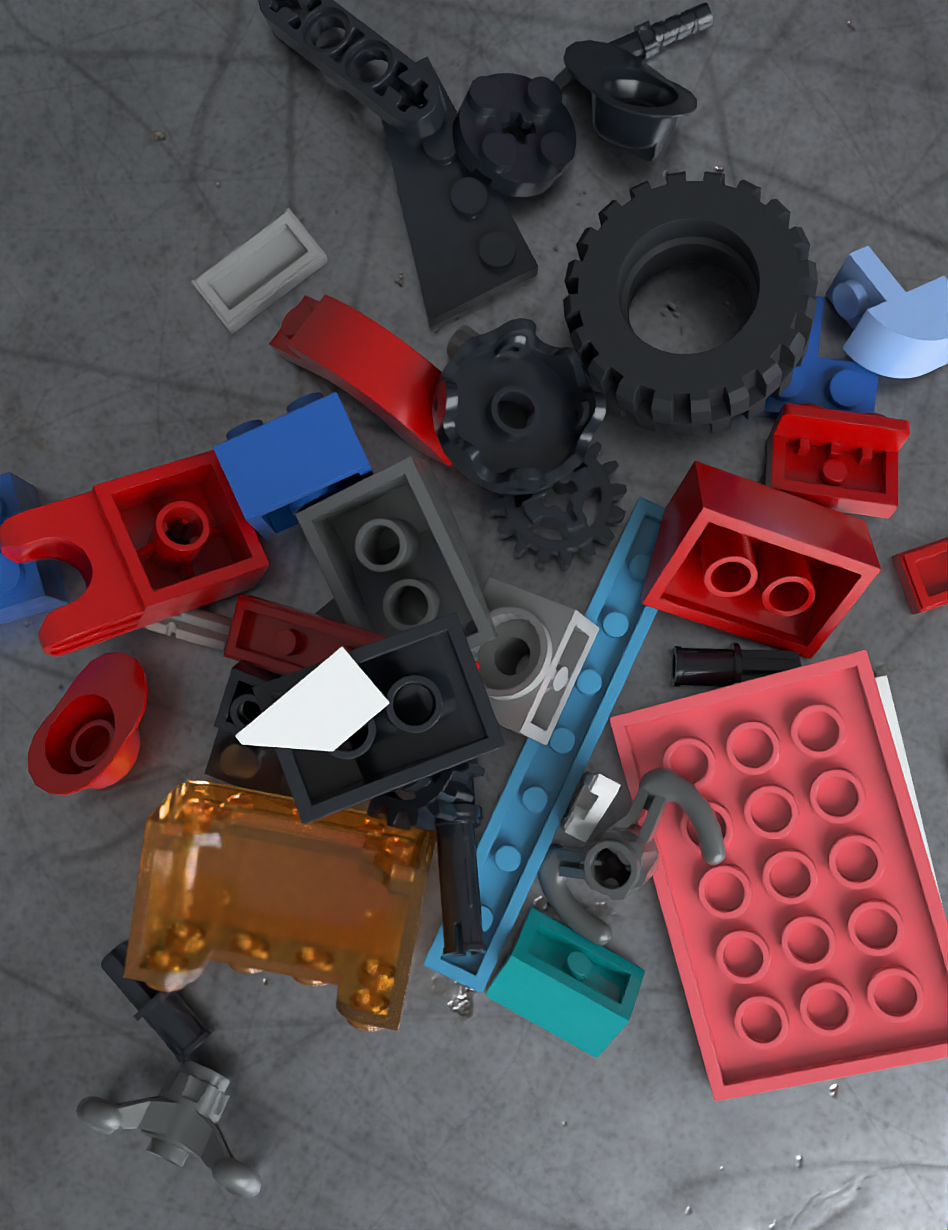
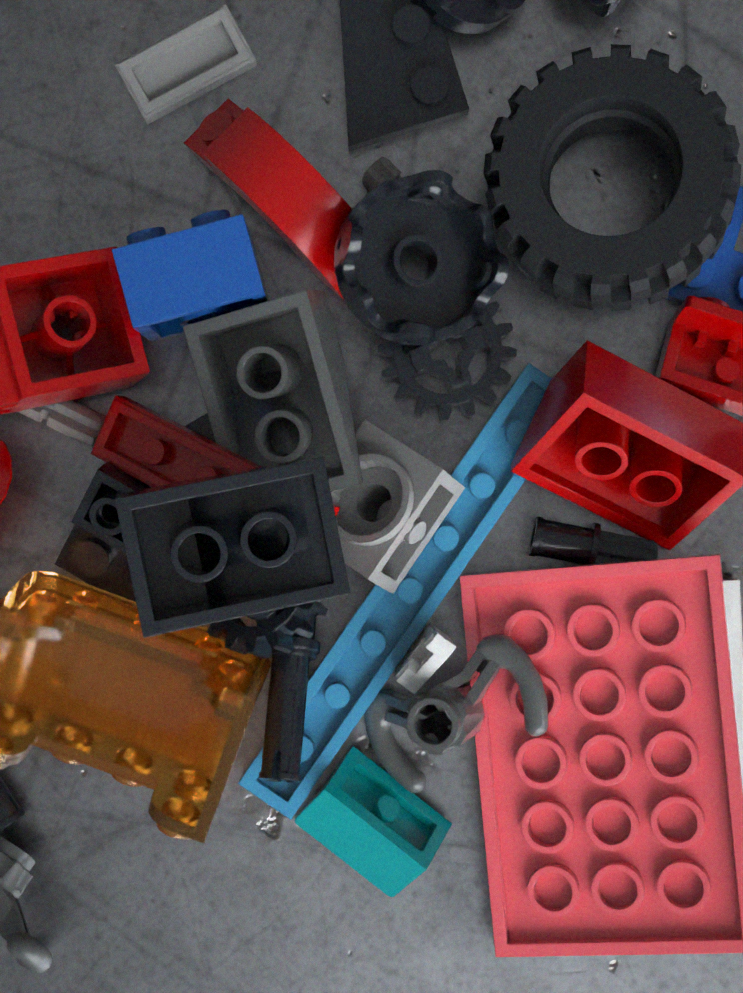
camera: 10 degrees right, 5 degrees up
(319, 709) = (175, 531): white tile -> none

